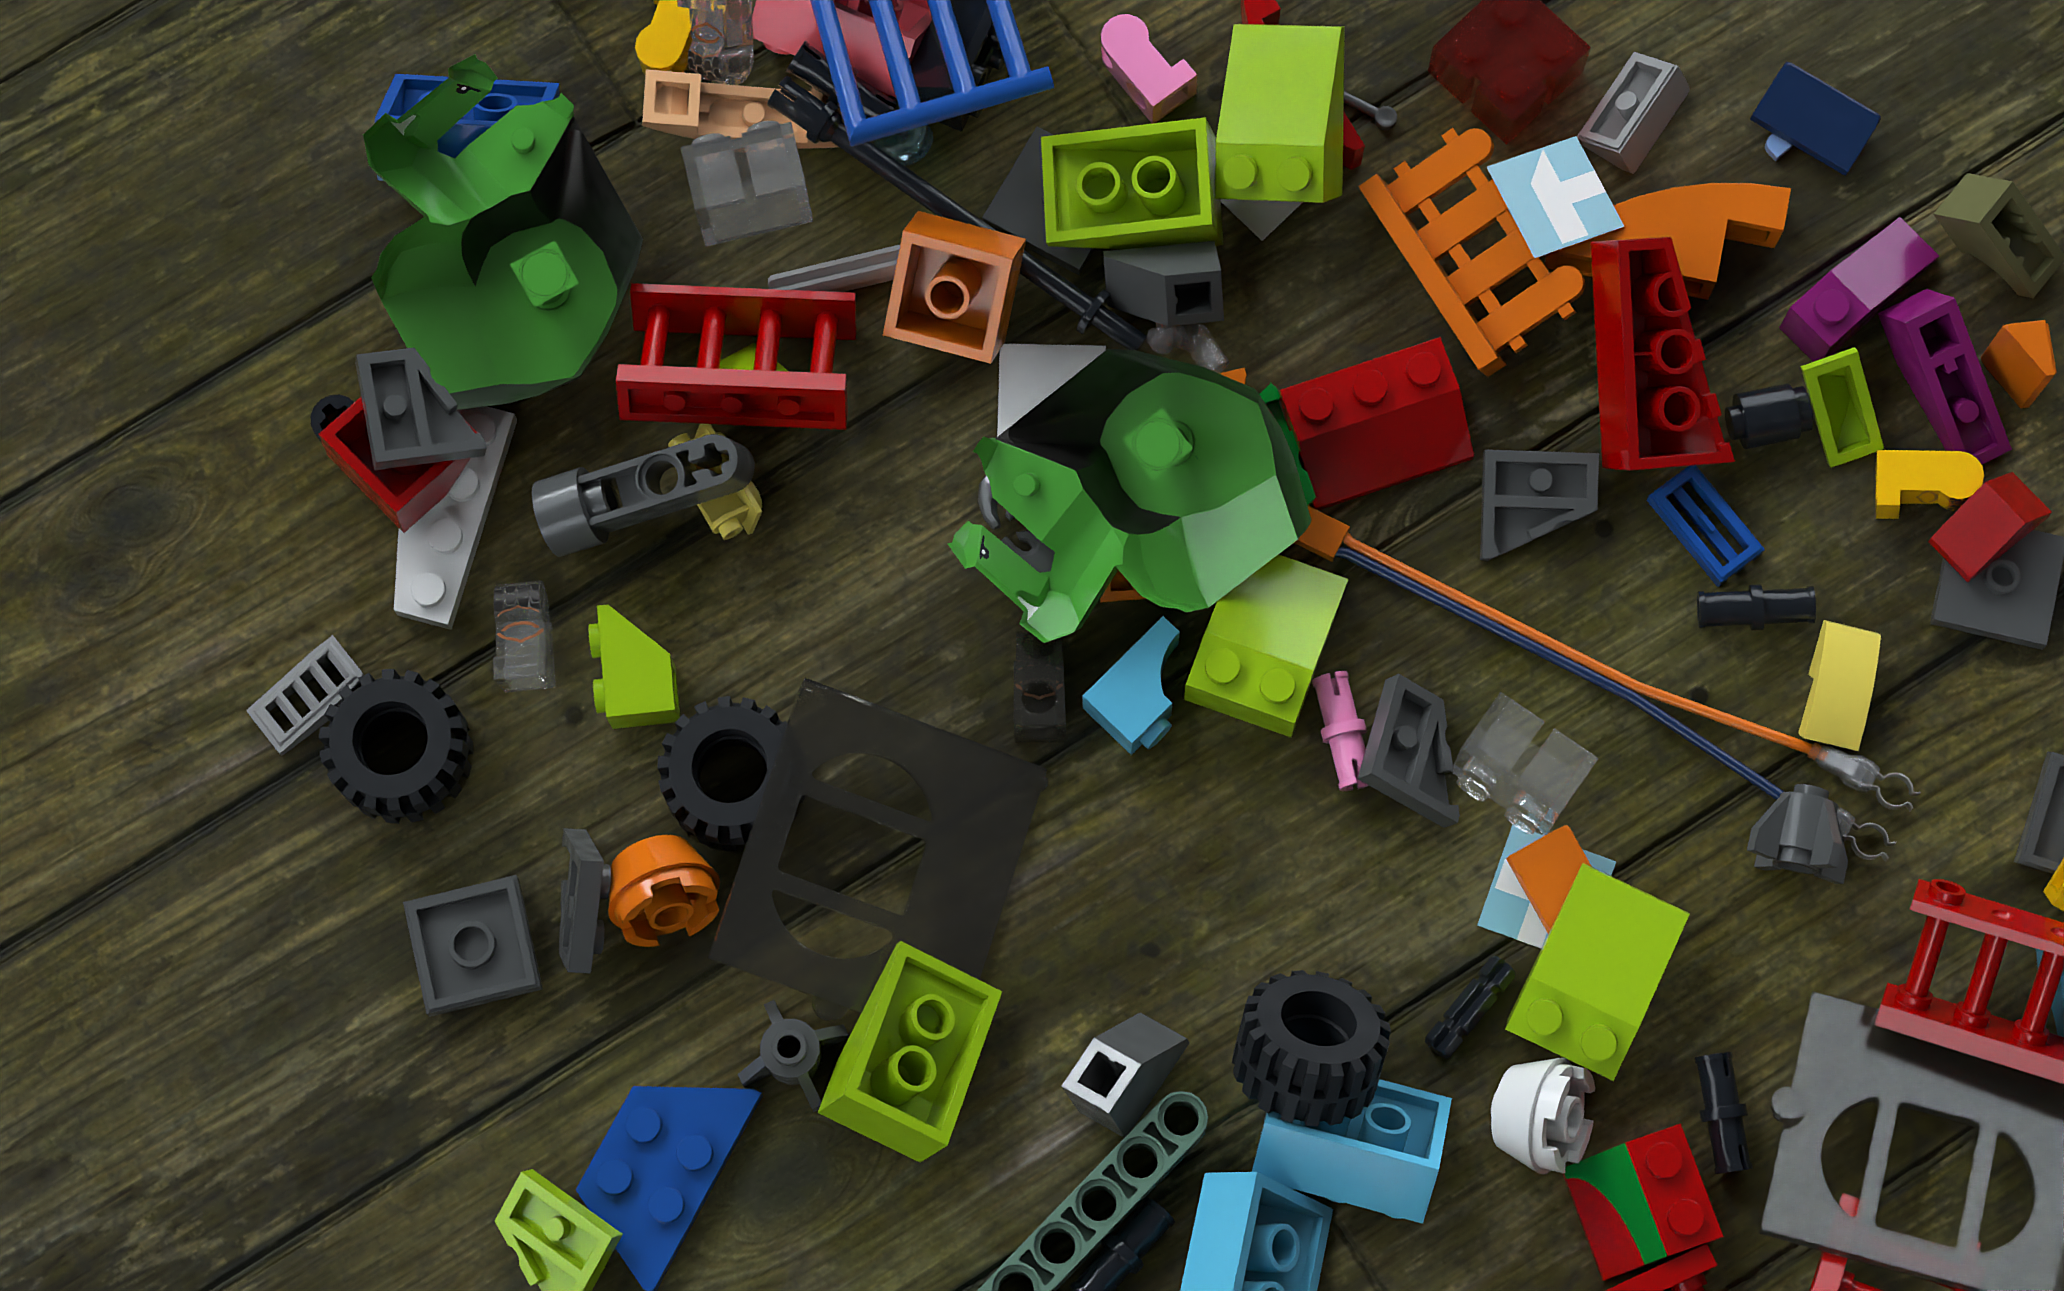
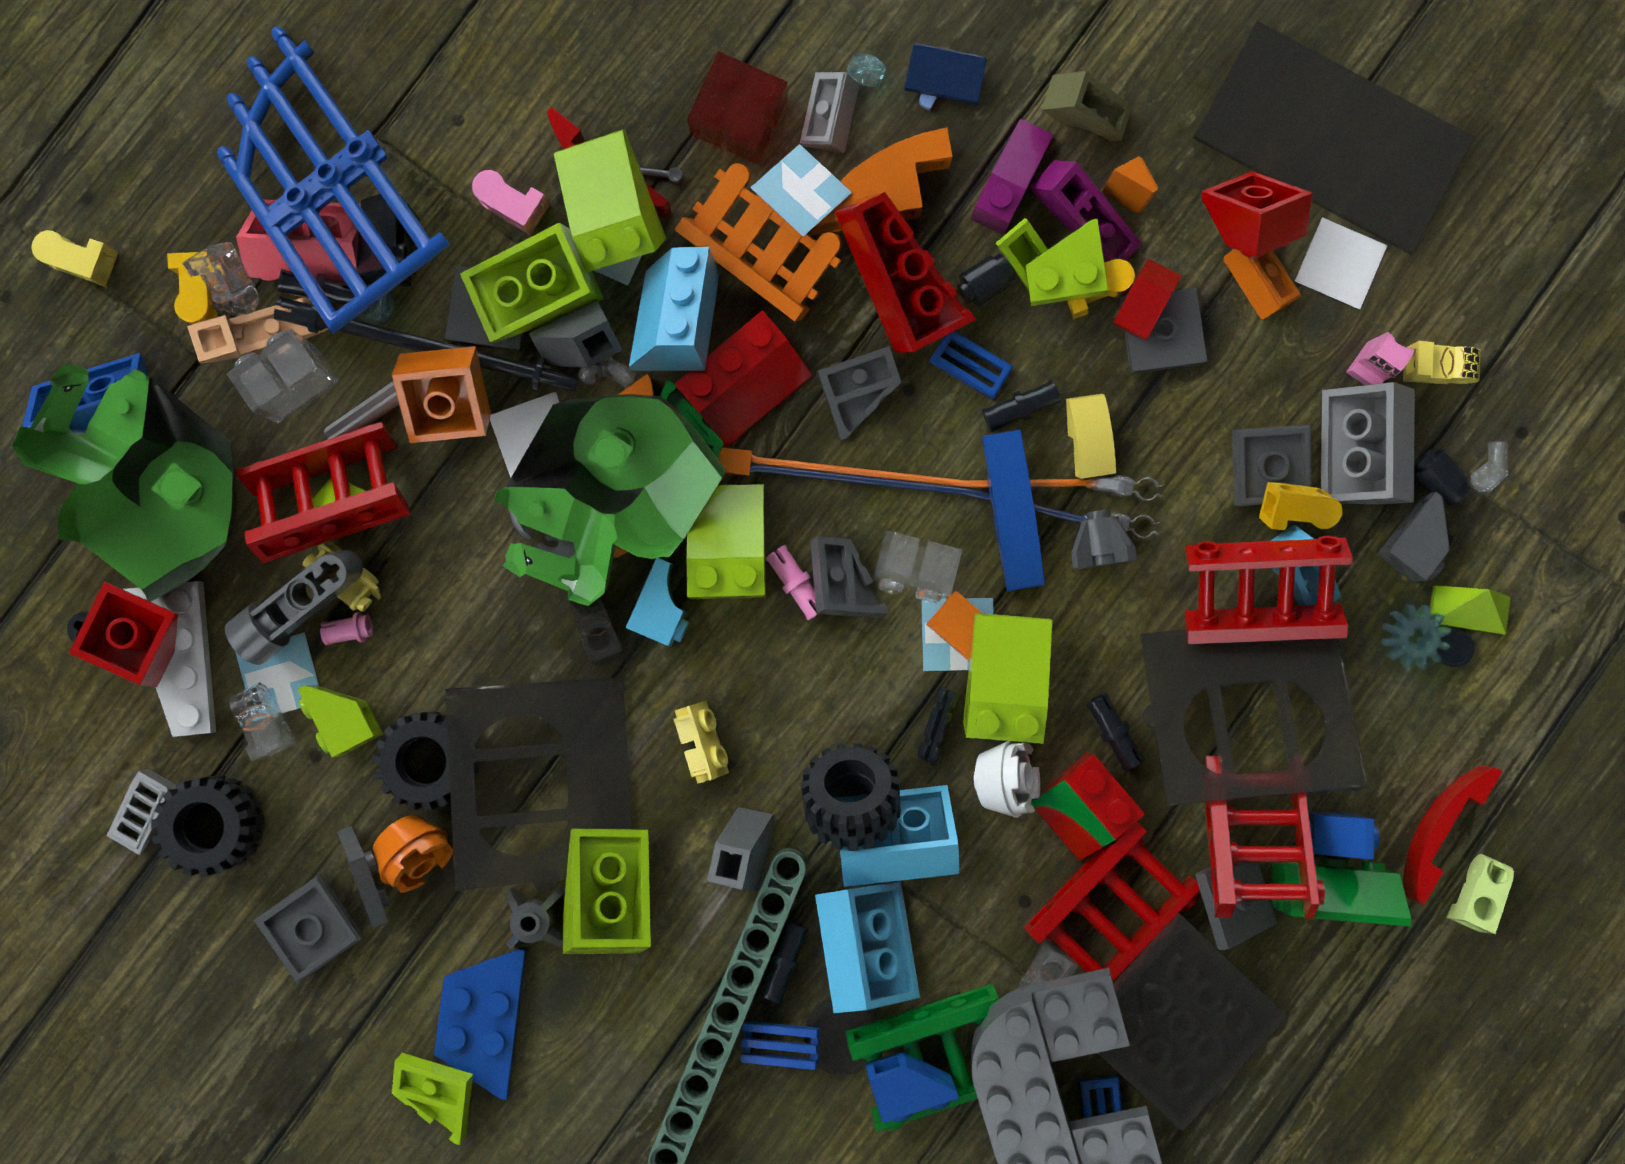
camera: 25 degrees left, 10 degrees up
(410, 414) = (119, 618): dark grey wing -> none
(574, 582) = (283, 672): none -> sticker
(691, 556) = (347, 629): none -> bright pink pin
(1128, 874) = (698, 725): none -> light yellow hinge
(1319, 295) = (676, 312): none -> medium azure slope
(1690, 746) = (1013, 510): none -> blue slope
(1707, 73) = (866, 69): none -> clear light blue tile
(1892, 440) = (1069, 268): none -> lime wing

